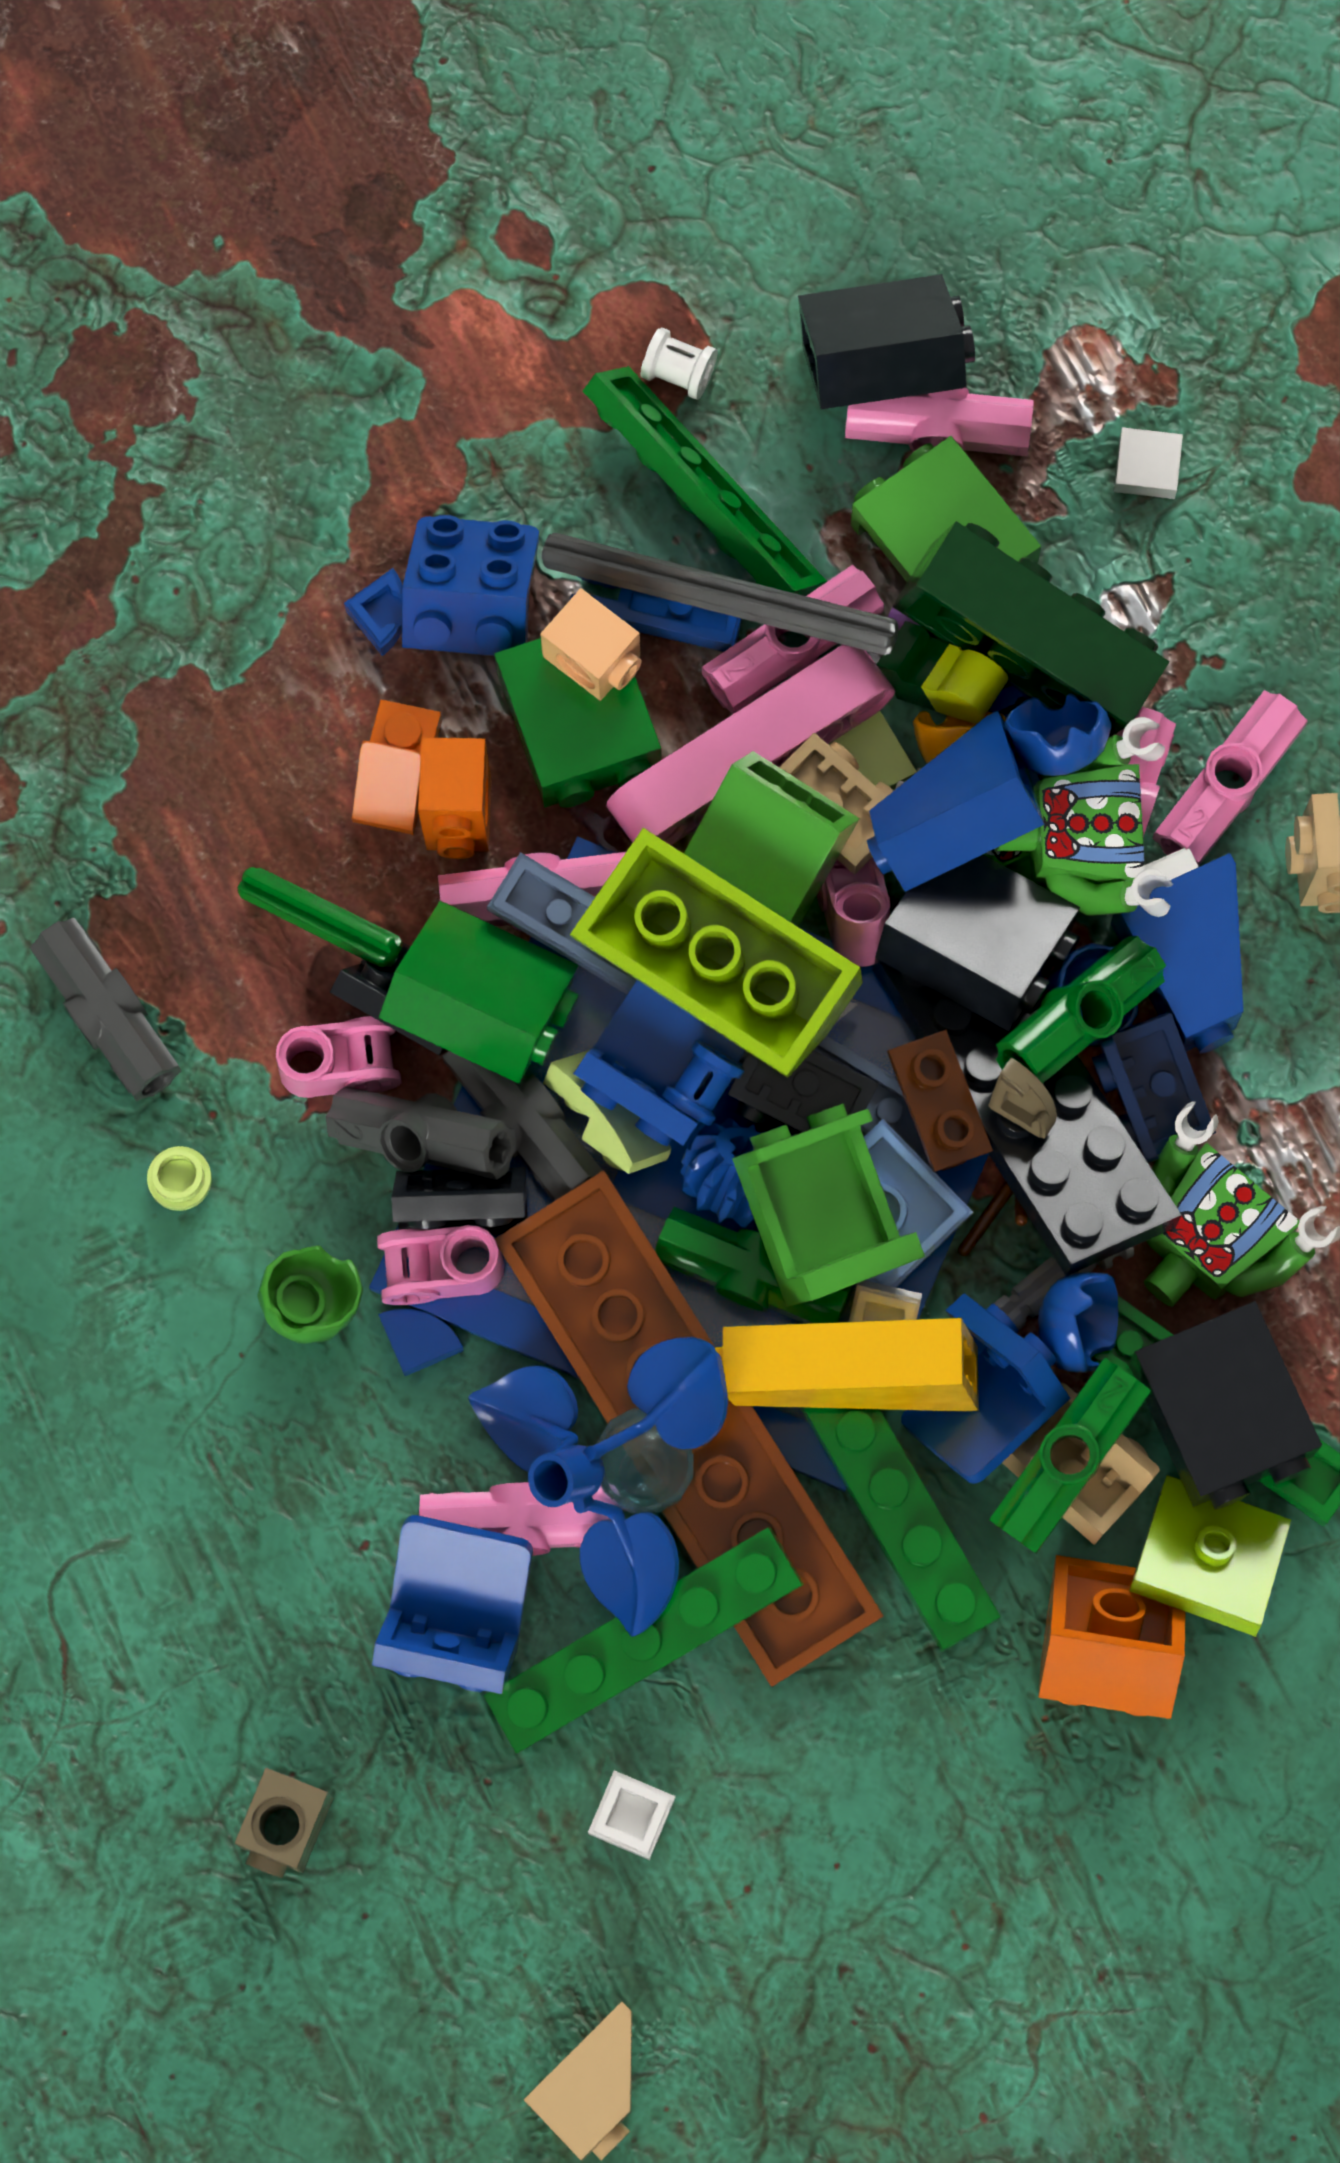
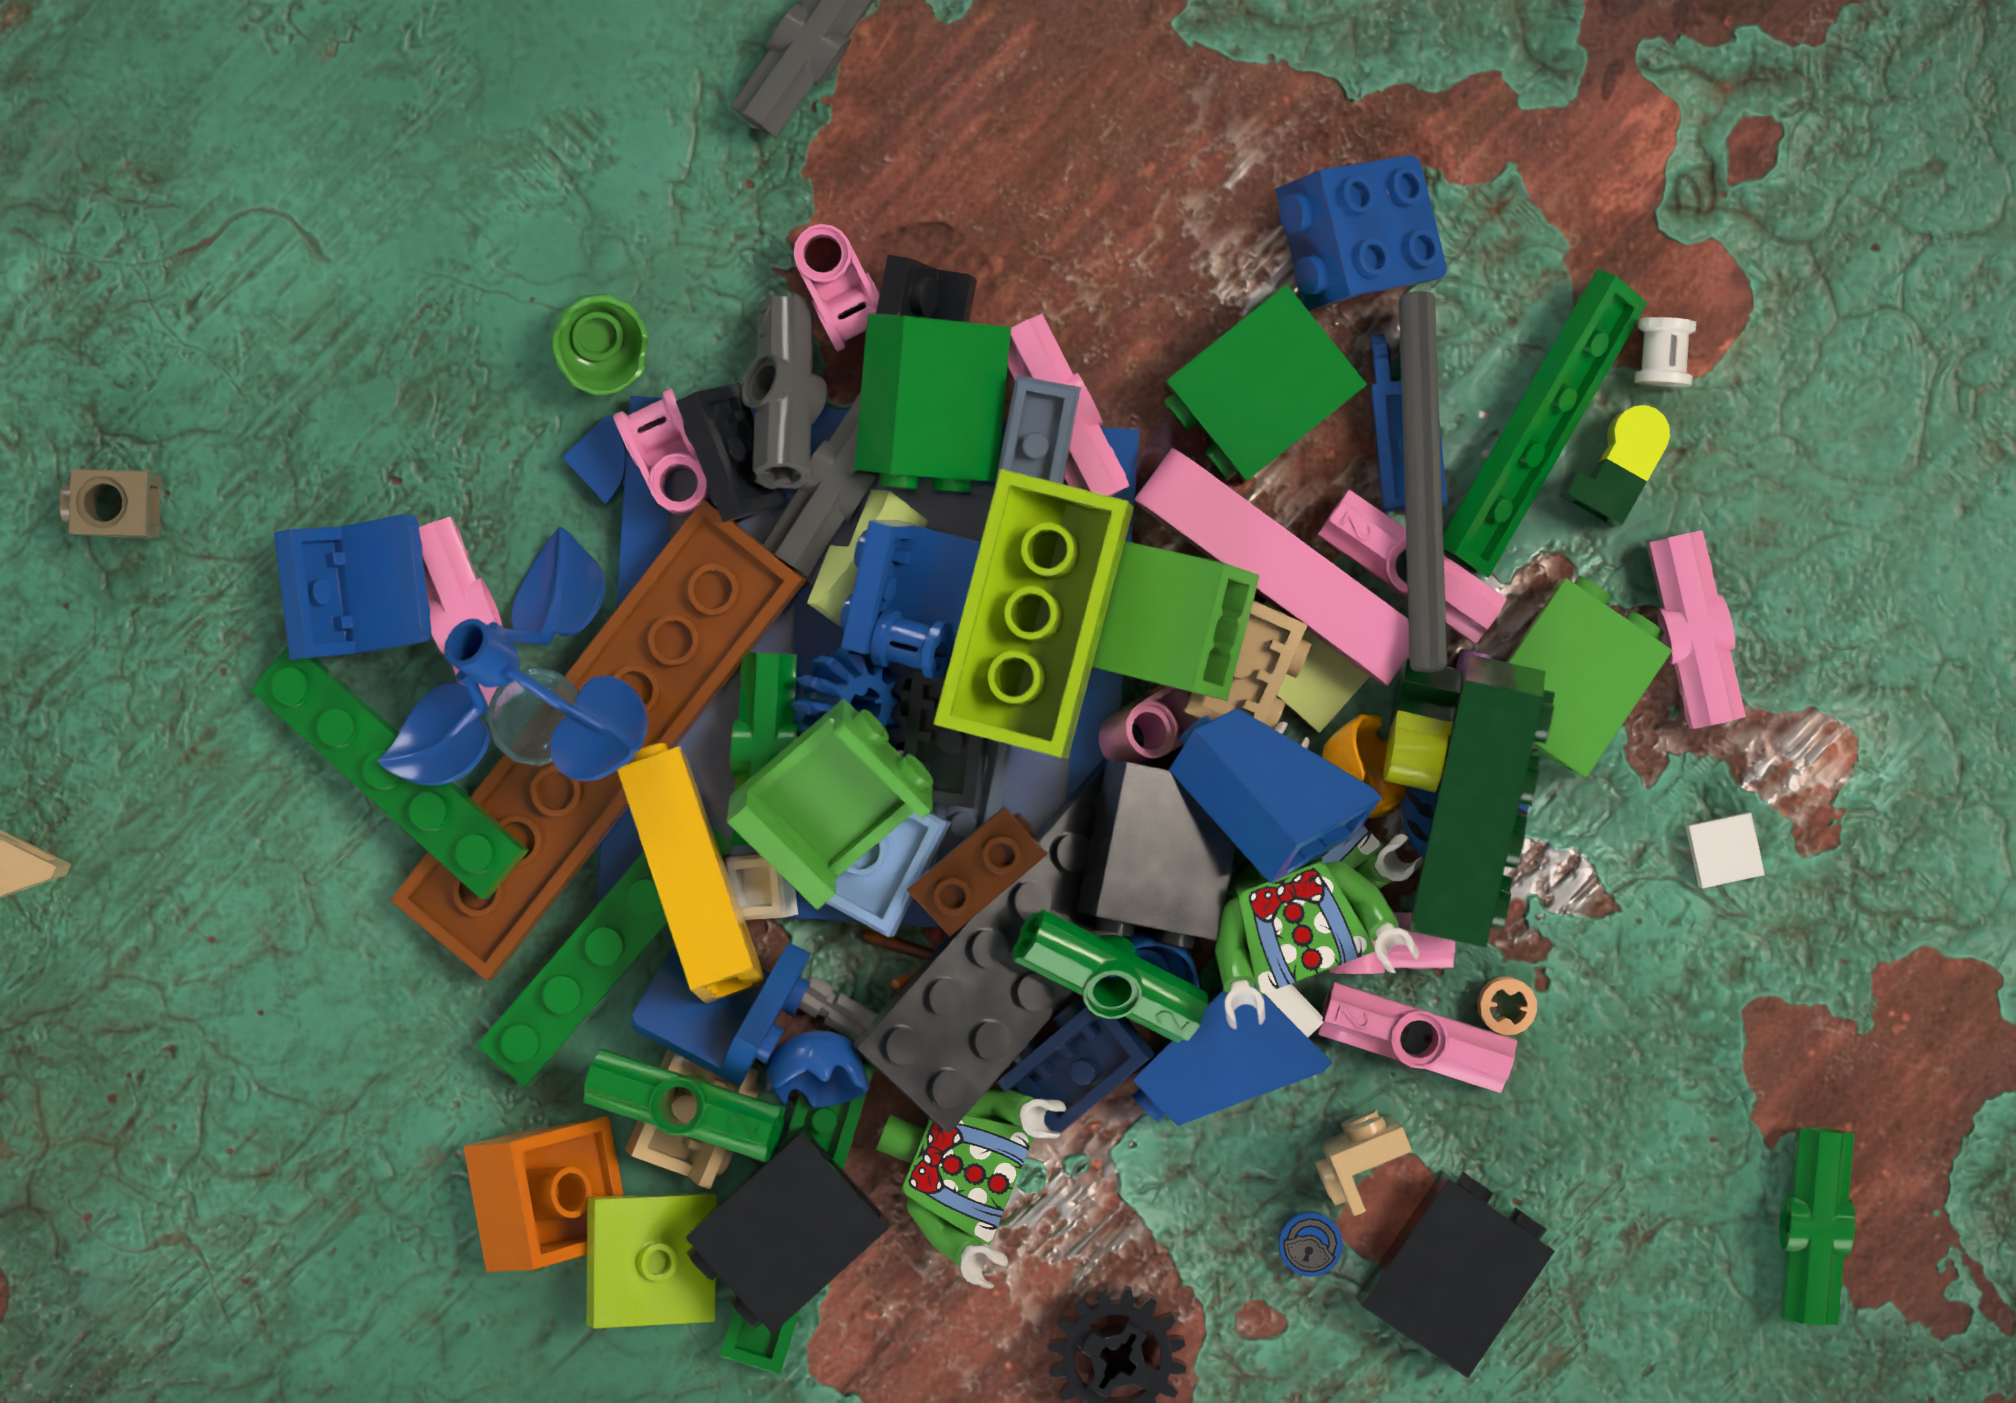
camera: 65 degrees right, 15 degrees up
(179, 1178) = (673, 178): yellowish green plate -> none
(320, 917) = (967, 214): green axle -> none
(379, 611) = (1305, 152): blue tile -> none
(391, 767) = (1151, 228): orange slope -> none
(455, 796) = (1126, 300): orange brick -> none
(592, 645) = (1318, 380): light nougat brick -> none
(631, 1815) = (236, 813): white tile -> none
(775, 436) = (1633, 450): none -> leg
(885, 341) = (1751, 550): black brick -> none
(1023, 1099) = (999, 952): dark tan tile -> none
(1058, 739) = (1372, 865): blue hair -> none
(1237, 677) = (1503, 1024): none -> light nougat bush

